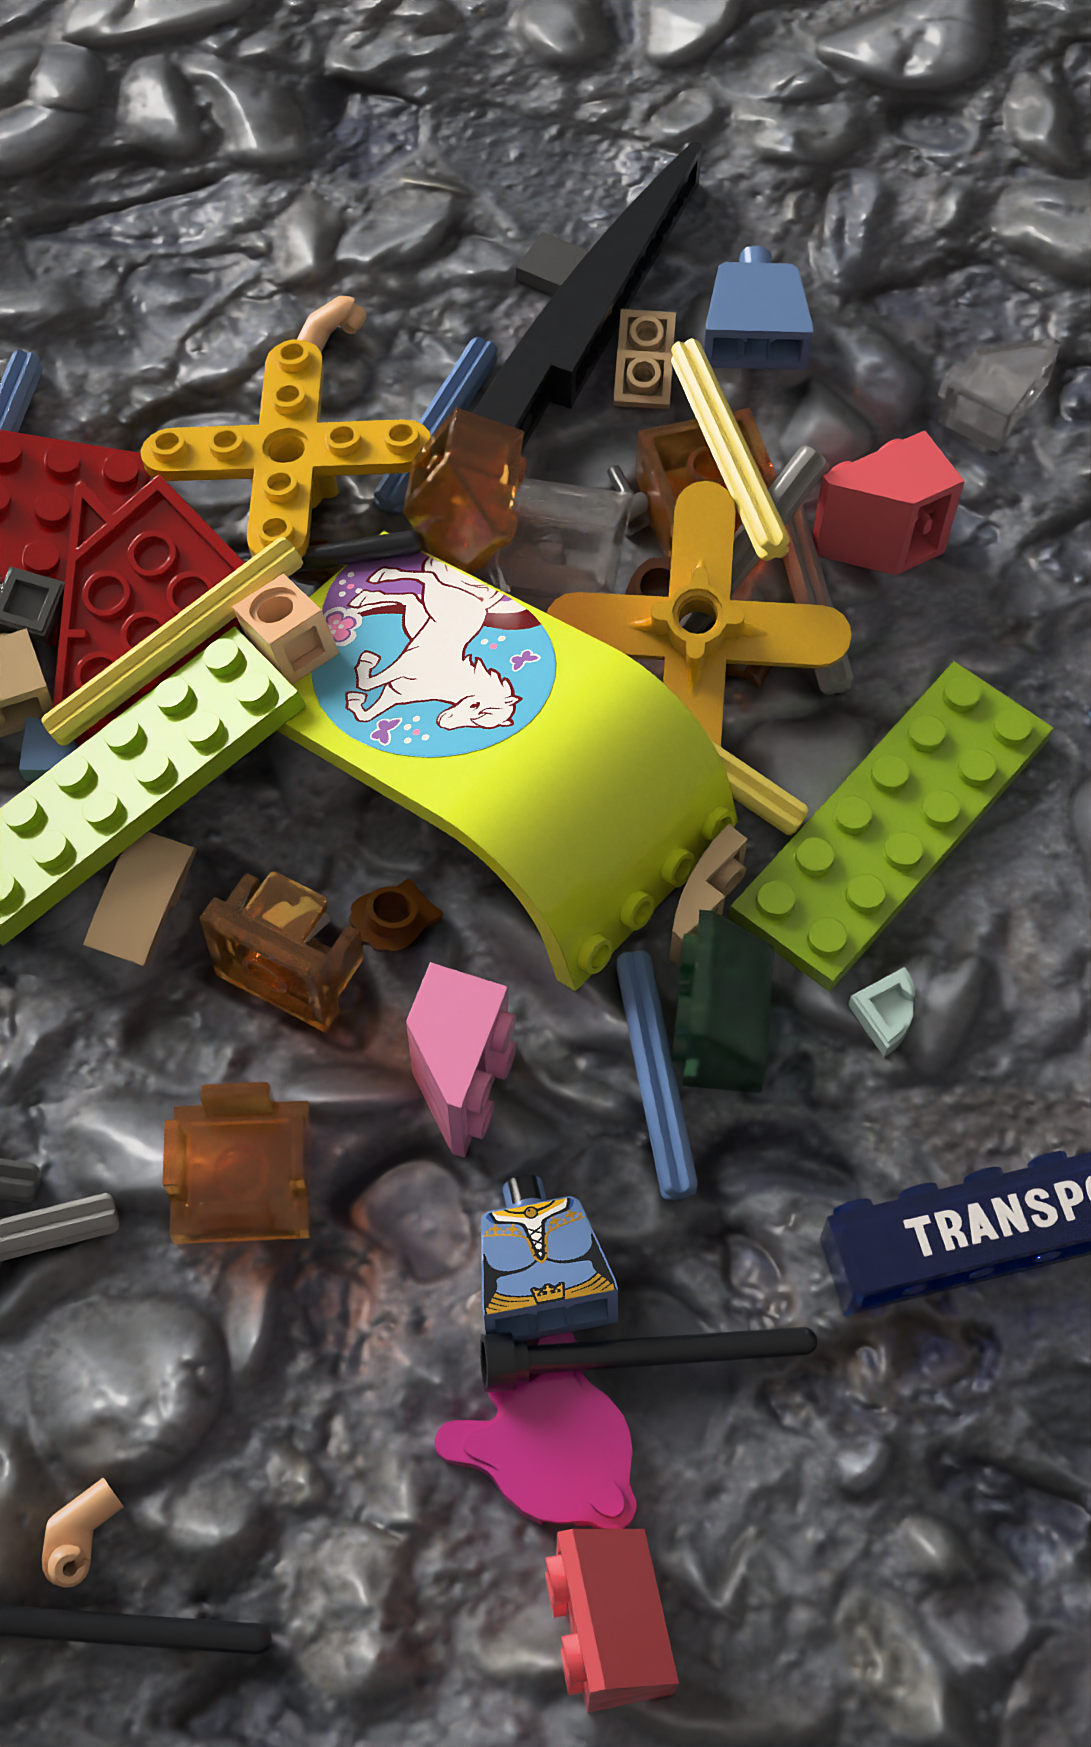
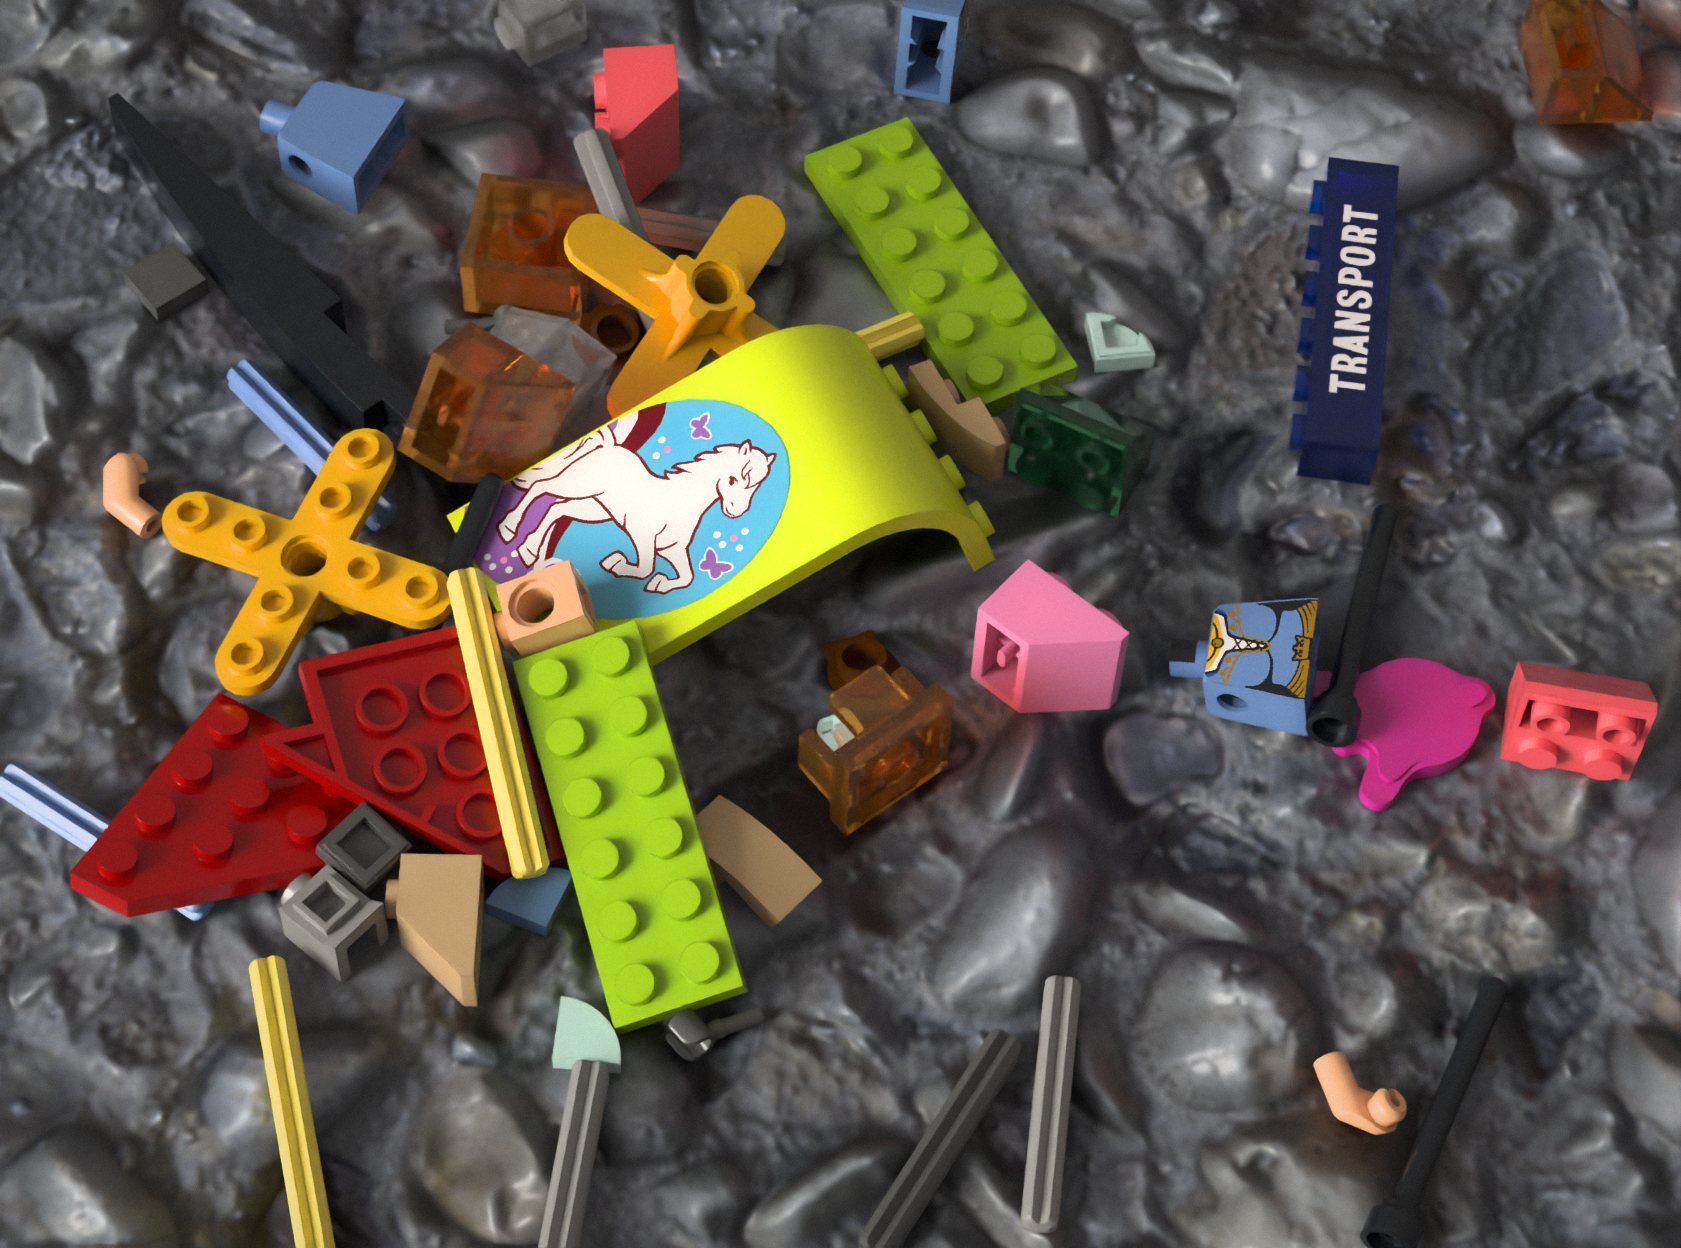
camera: 70 degrees left, 5 degrees down
(238, 1166) = (1064, 864): clear orange panel -> none
(644, 359) = (342, 258): tan slope -> none
(656, 1076) = (1105, 525): medium blue axle -> none
(730, 451) = (532, 197): light yellow axle -> none

